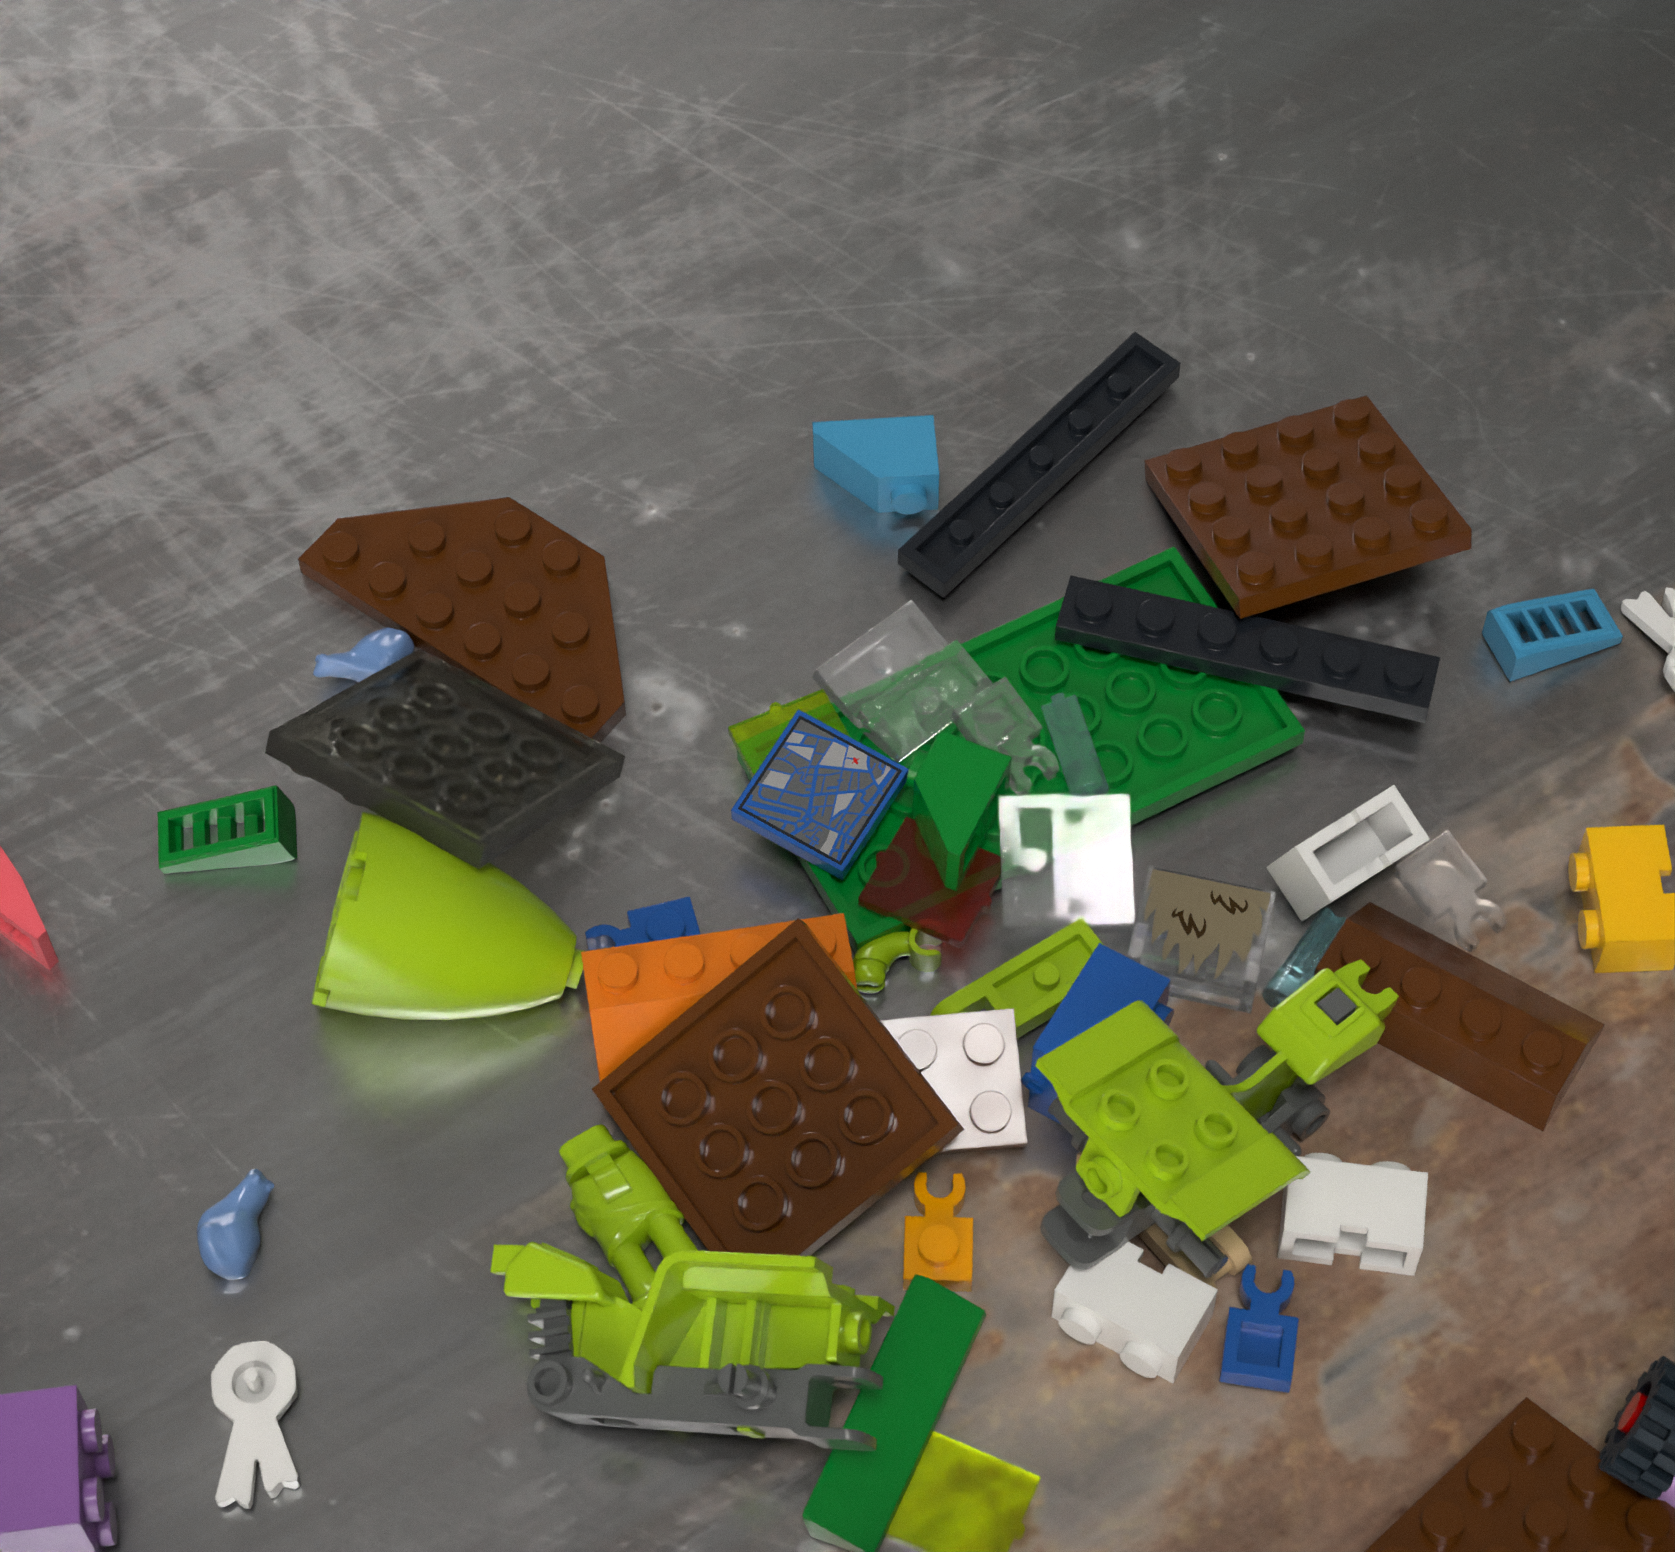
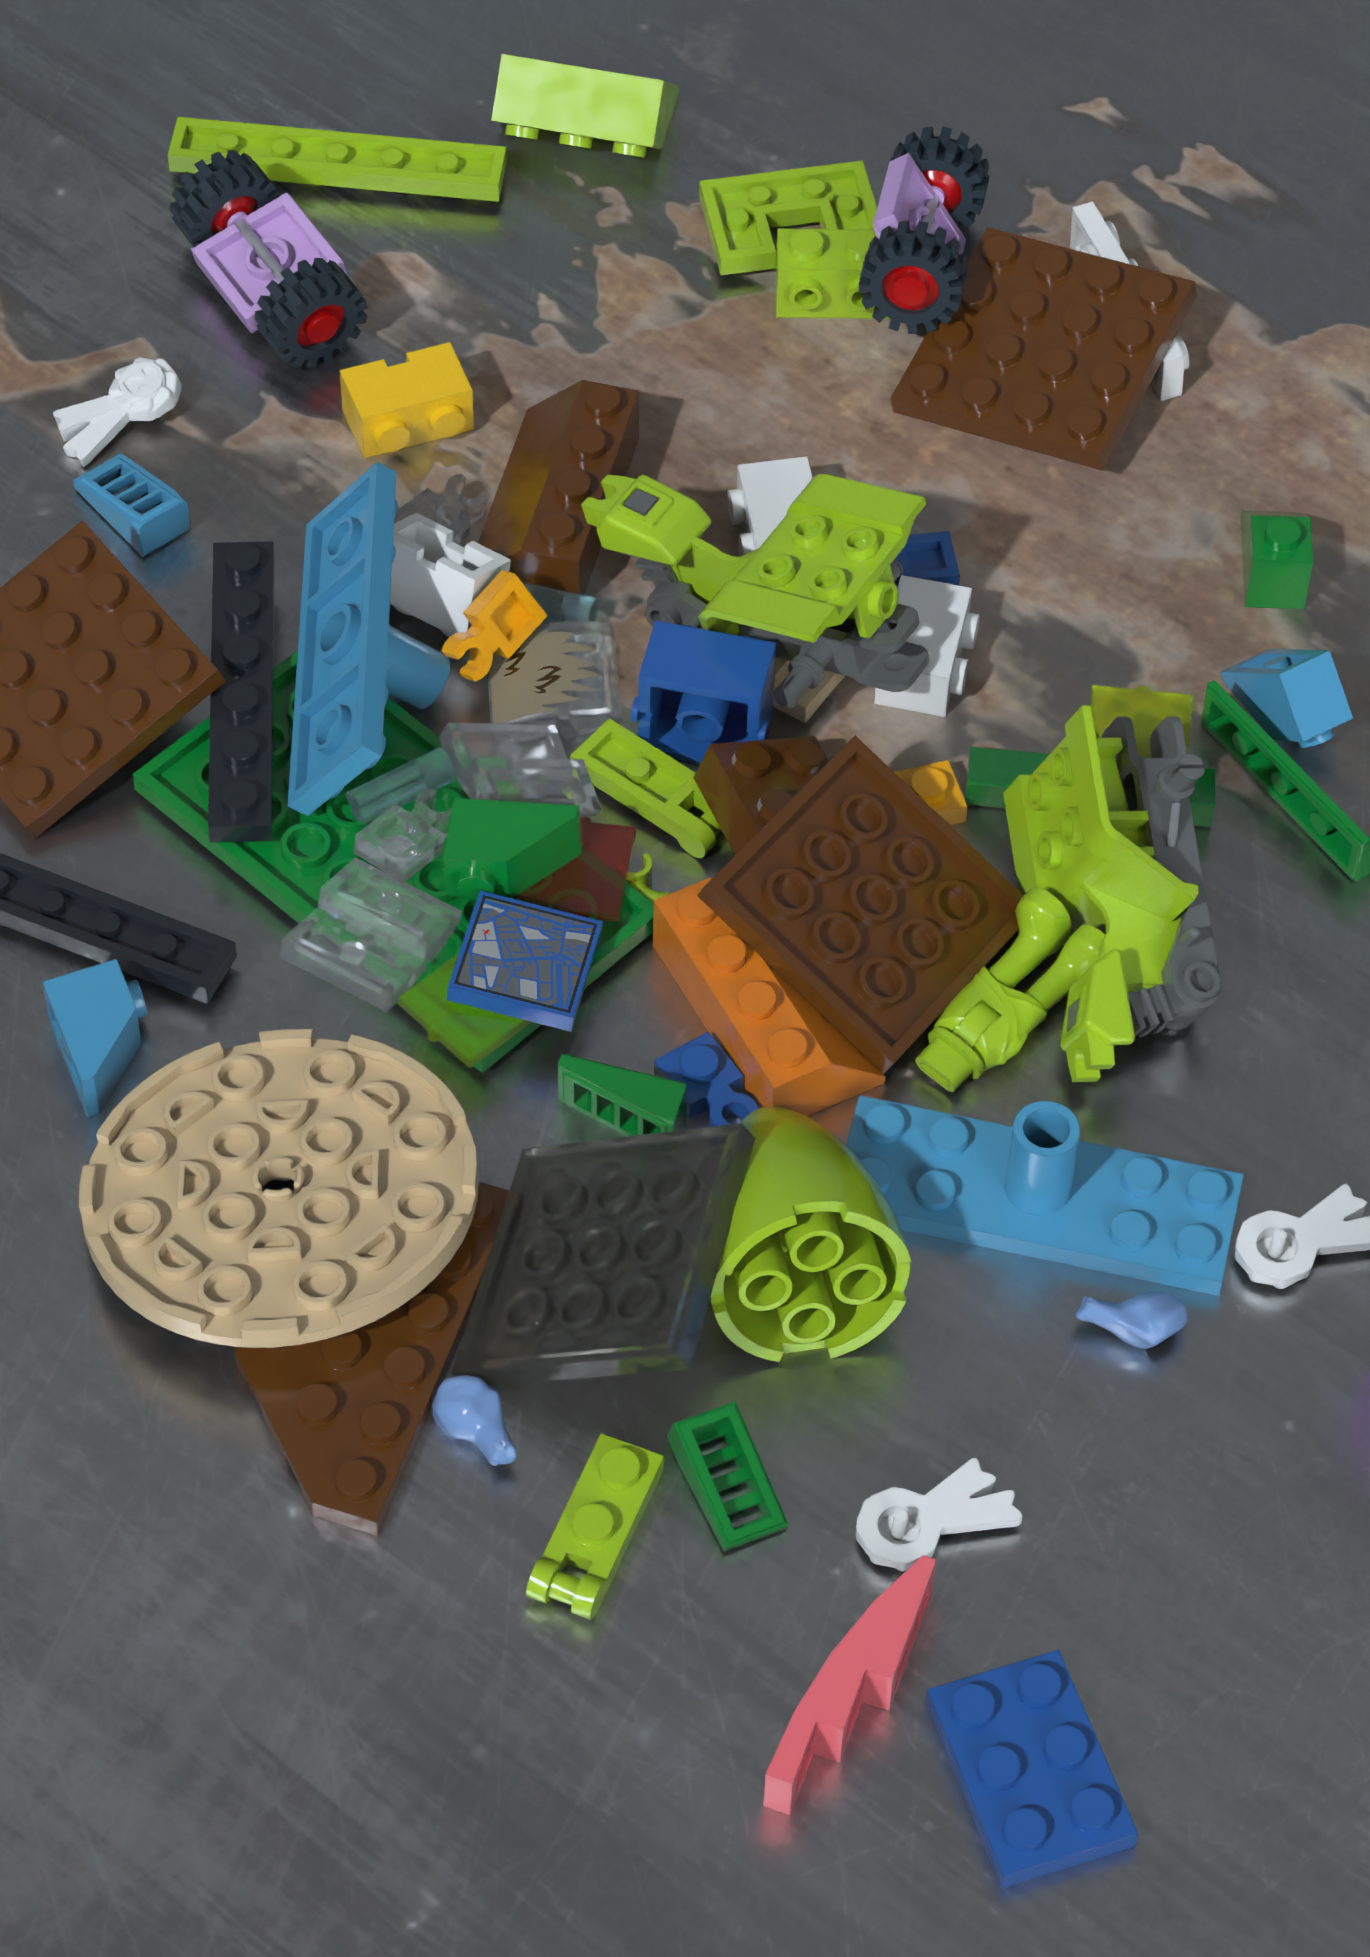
camera: 110 degrees left, 5 degrees down
(110, 955) = (905, 1525): none -> white piece
(217, 719) = (596, 1526): none -> lime plate
(408, 1196) = (1048, 1192): none -> dark azure plate
(583, 610) = (373, 1208): none -> tan plate
(639, 861) = (622, 1097): none -> green slope
(1251, 737) = (346, 646): none -> dark azure plate
(1264, 879) = (500, 624): none -> light orange plate

